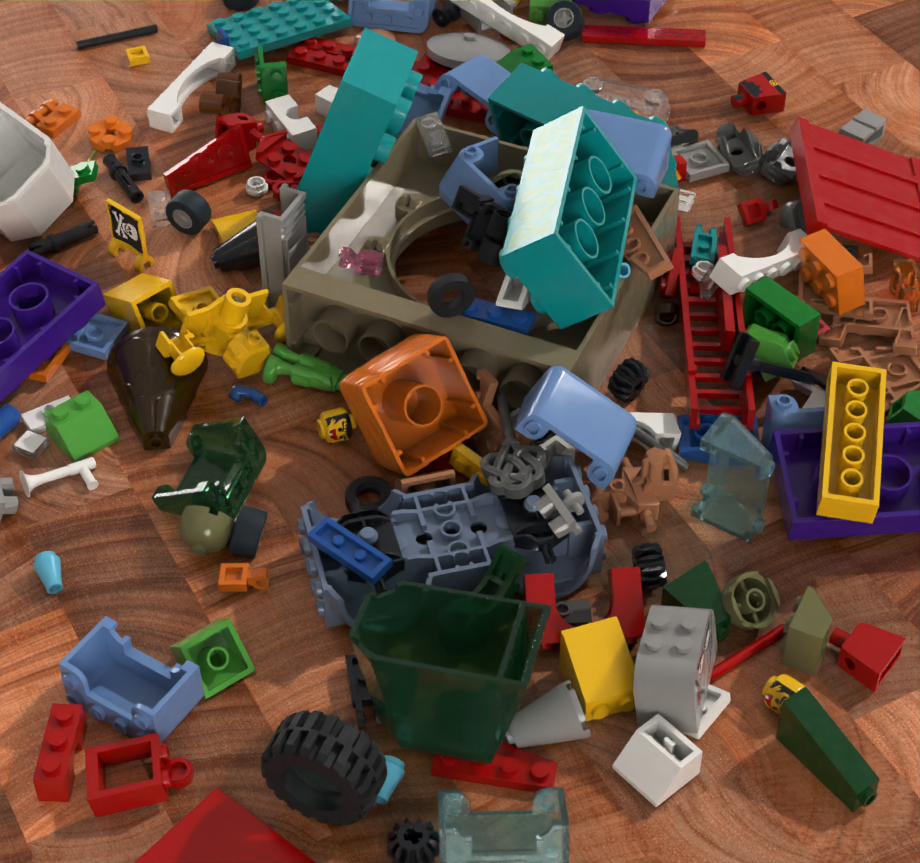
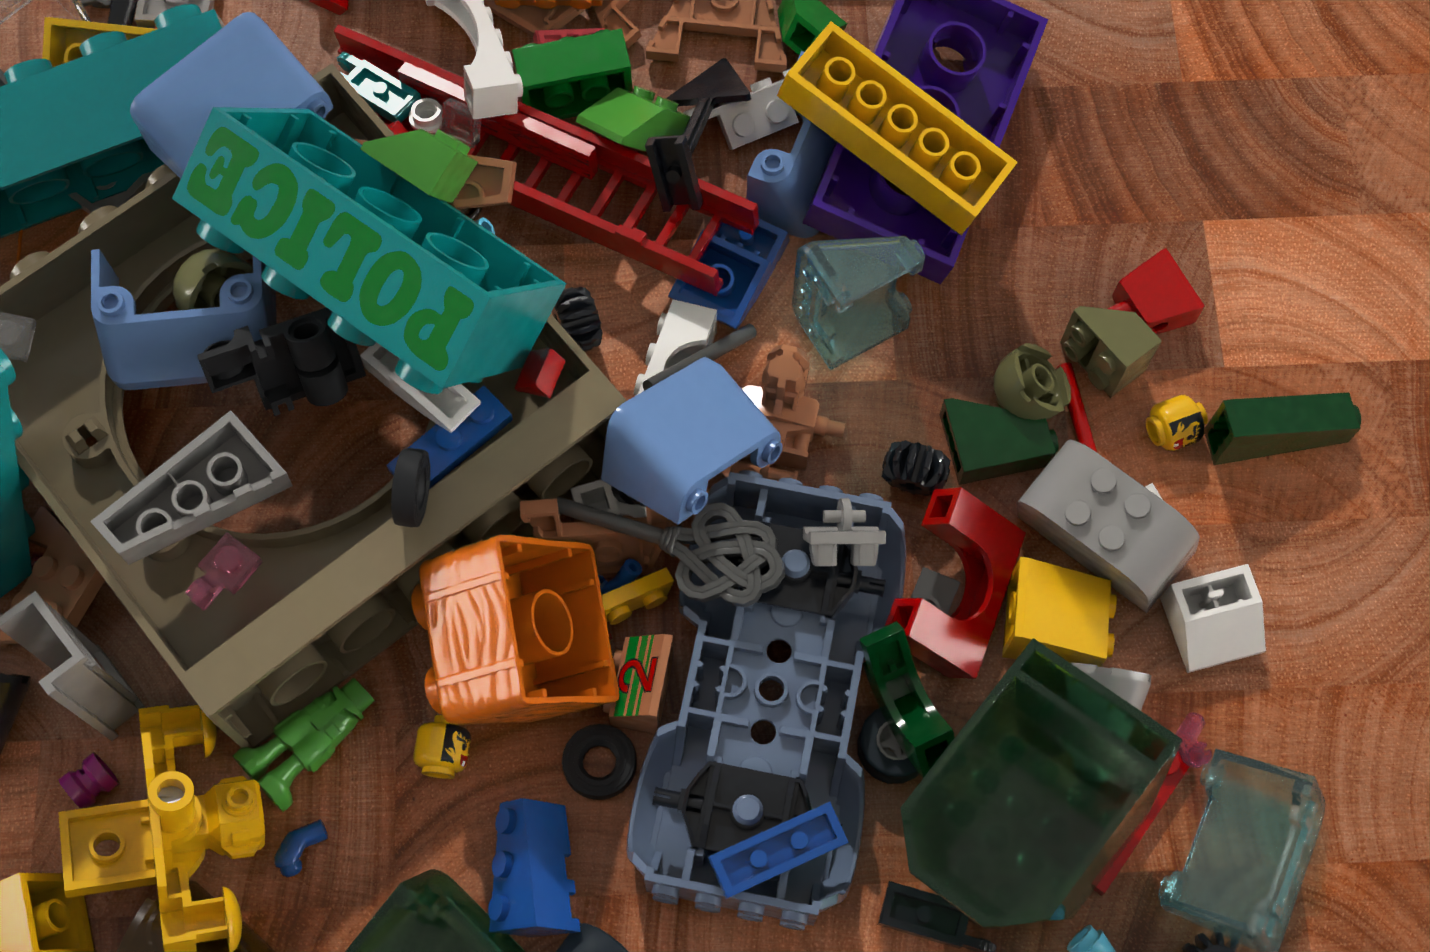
camera: 65 degrees left, 25 degrees up
(286, 480) = (530, 871): none -> blue wedge
(396, 228) = (192, 490): none -> light grey wedge
(559, 329) = (540, 372): none -> red slope
(562, 776) = (1191, 750): none -> clear pink arm
(636, 221) = (428, 161): none -> bright green slope

